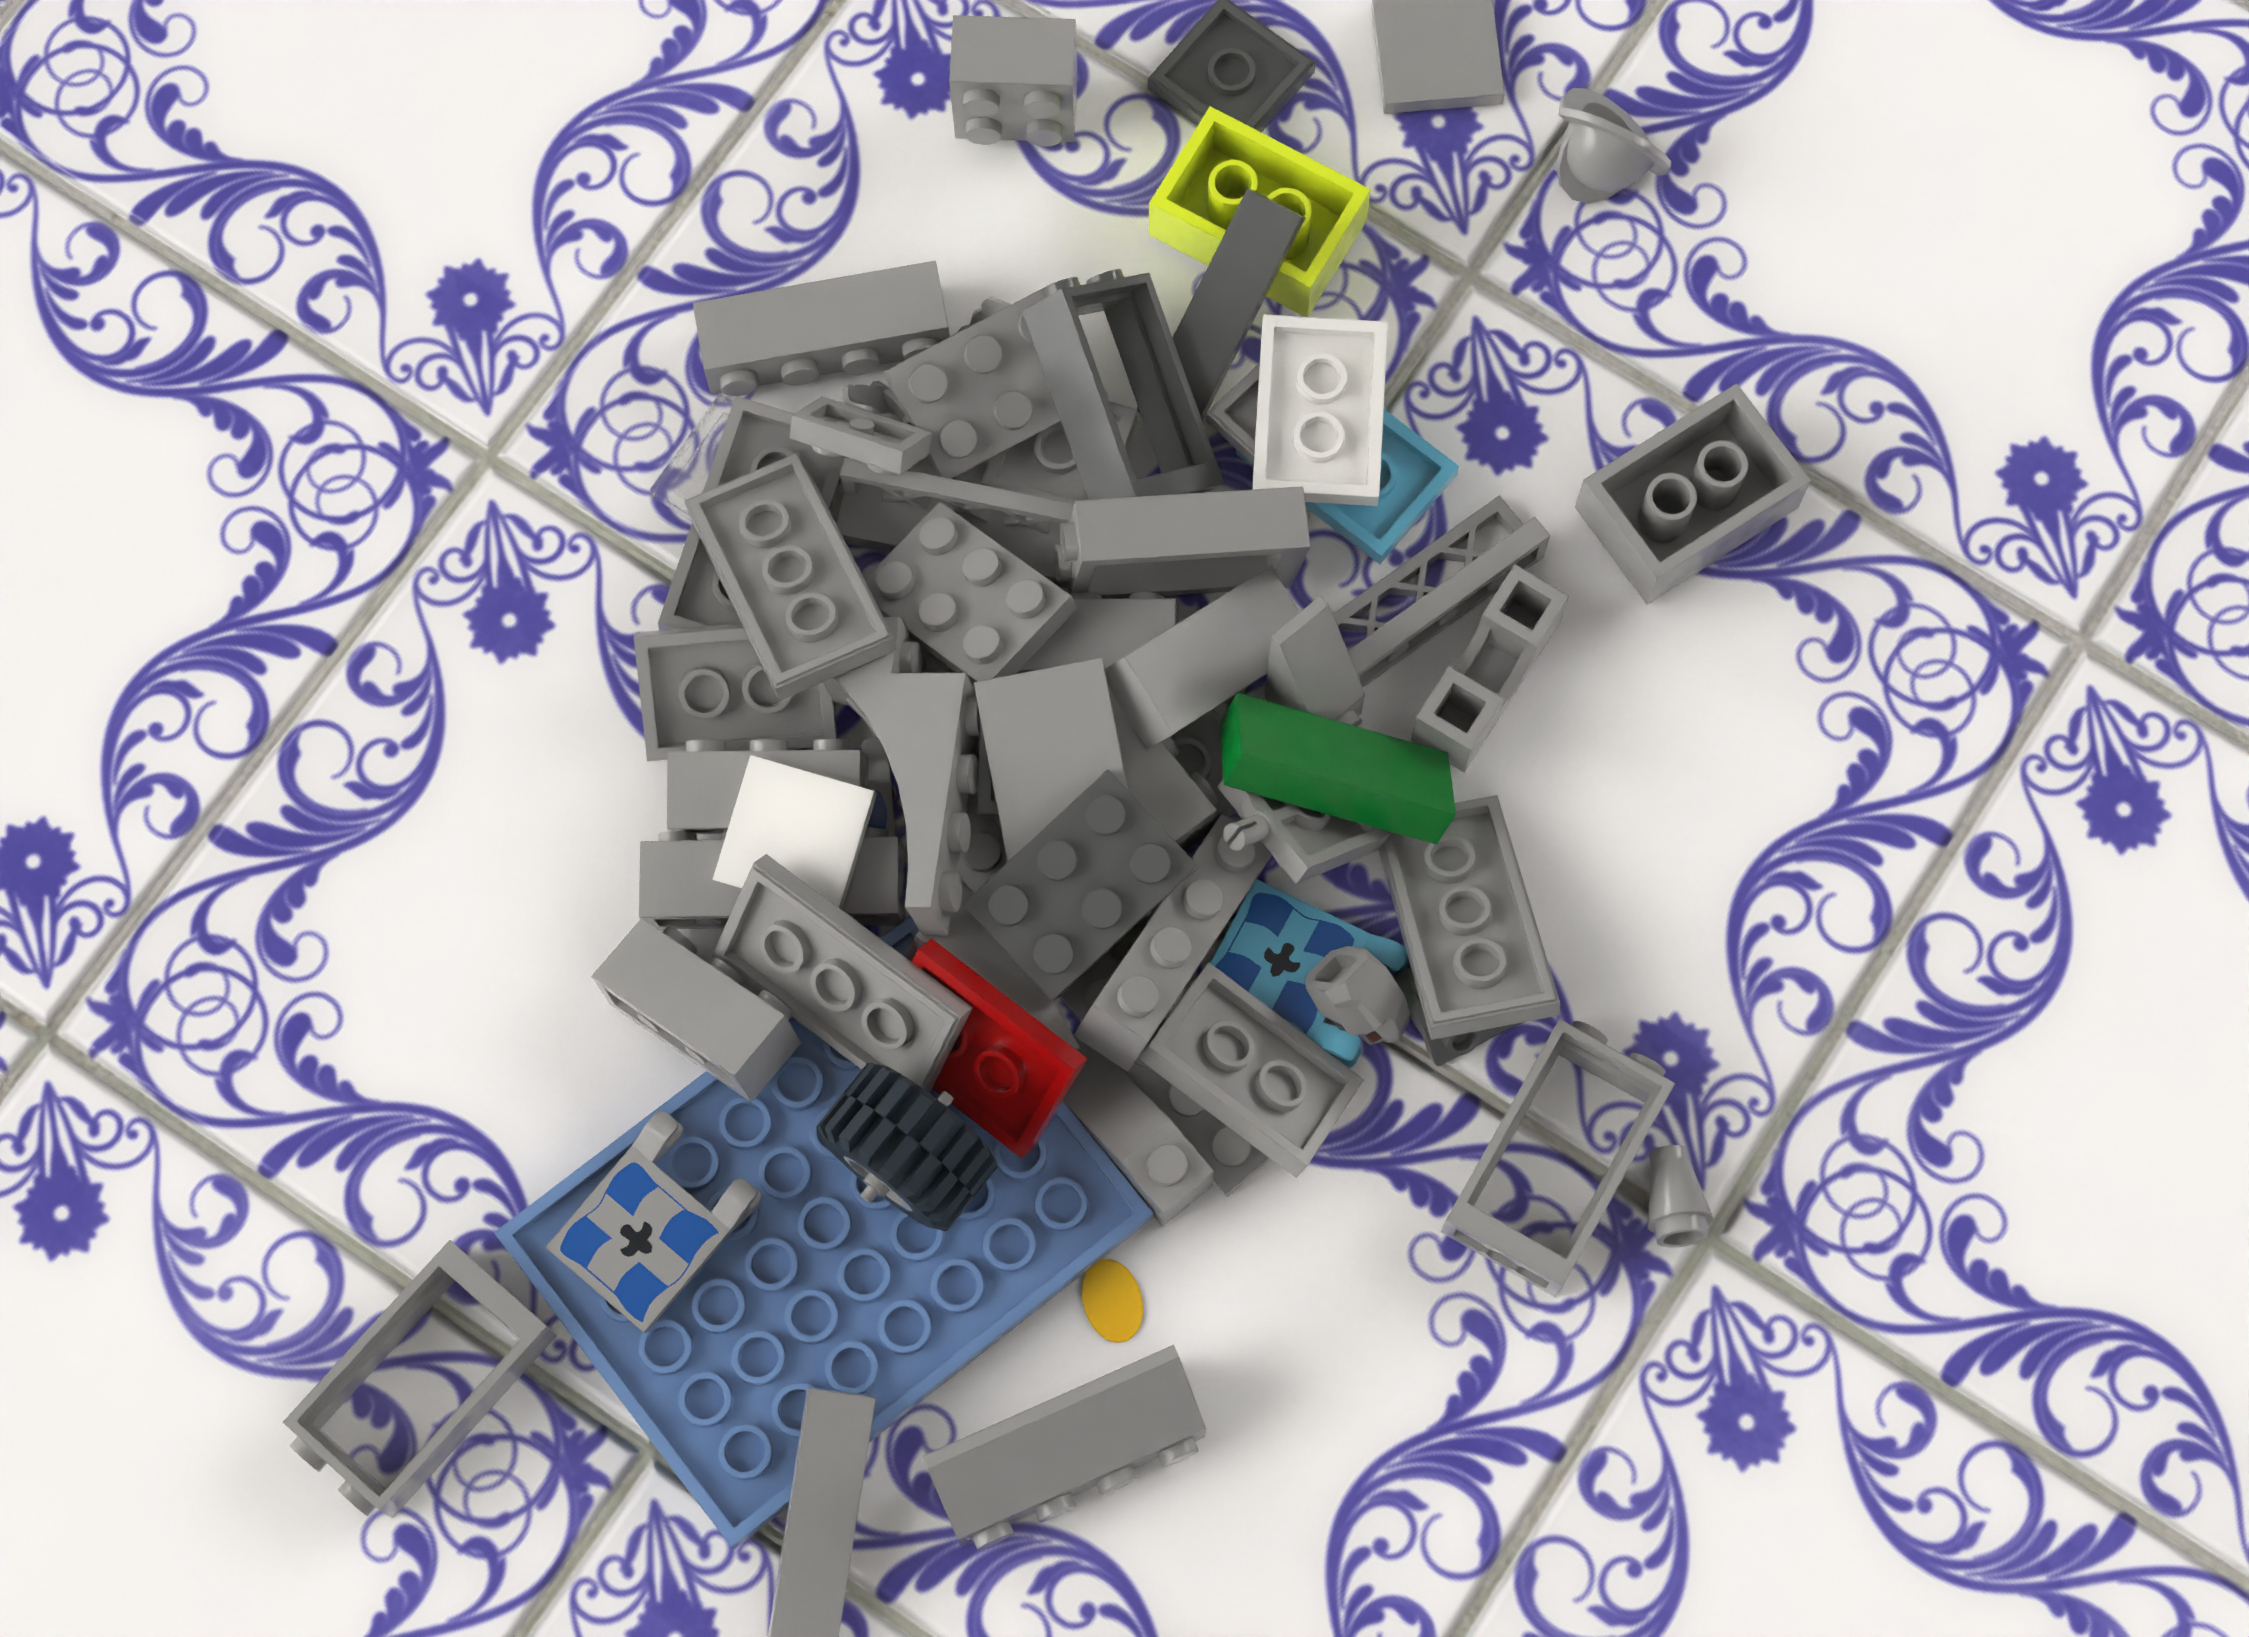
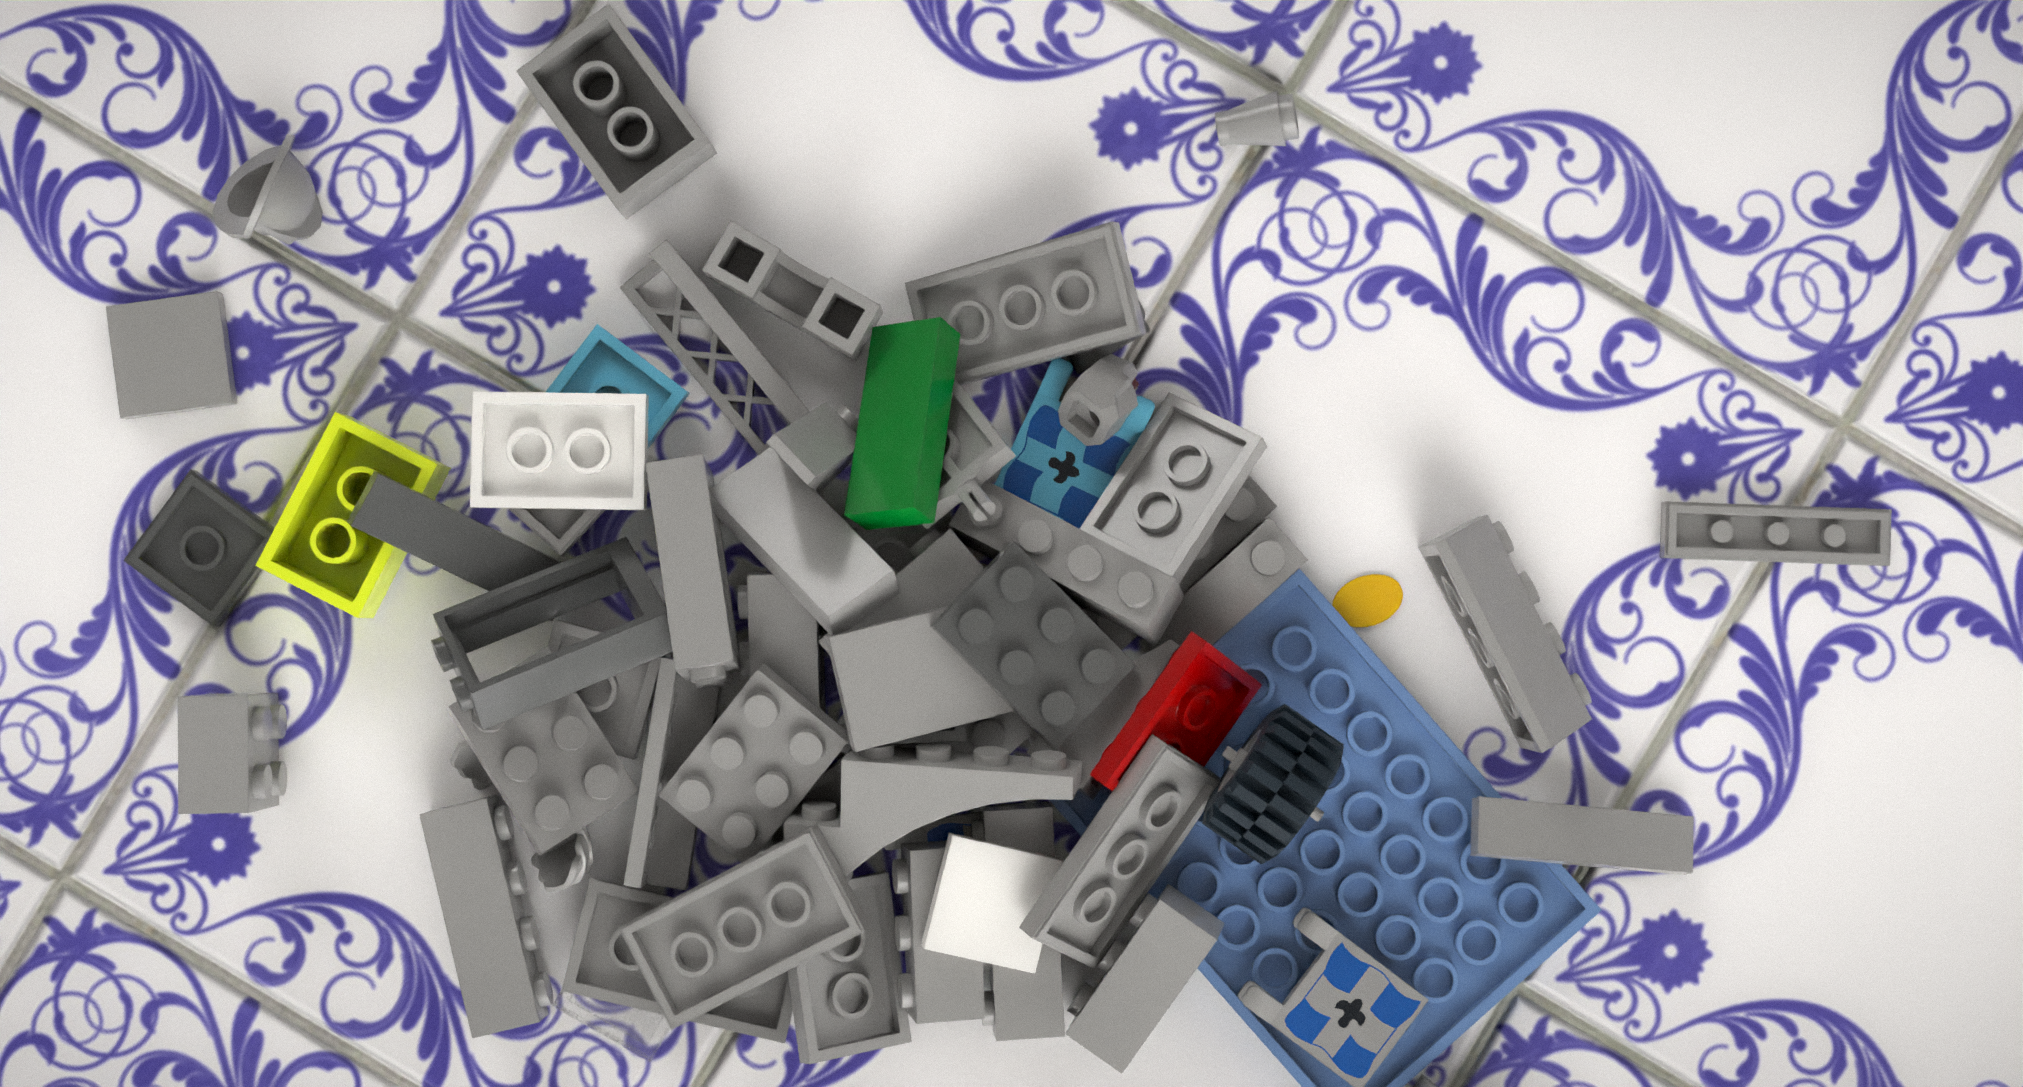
camera: 95 degrees left, 15 degrees up
(851, 432) = (604, 871): light grey plate -> none
(1506, 1246) = (1327, 218): light grey window -> none

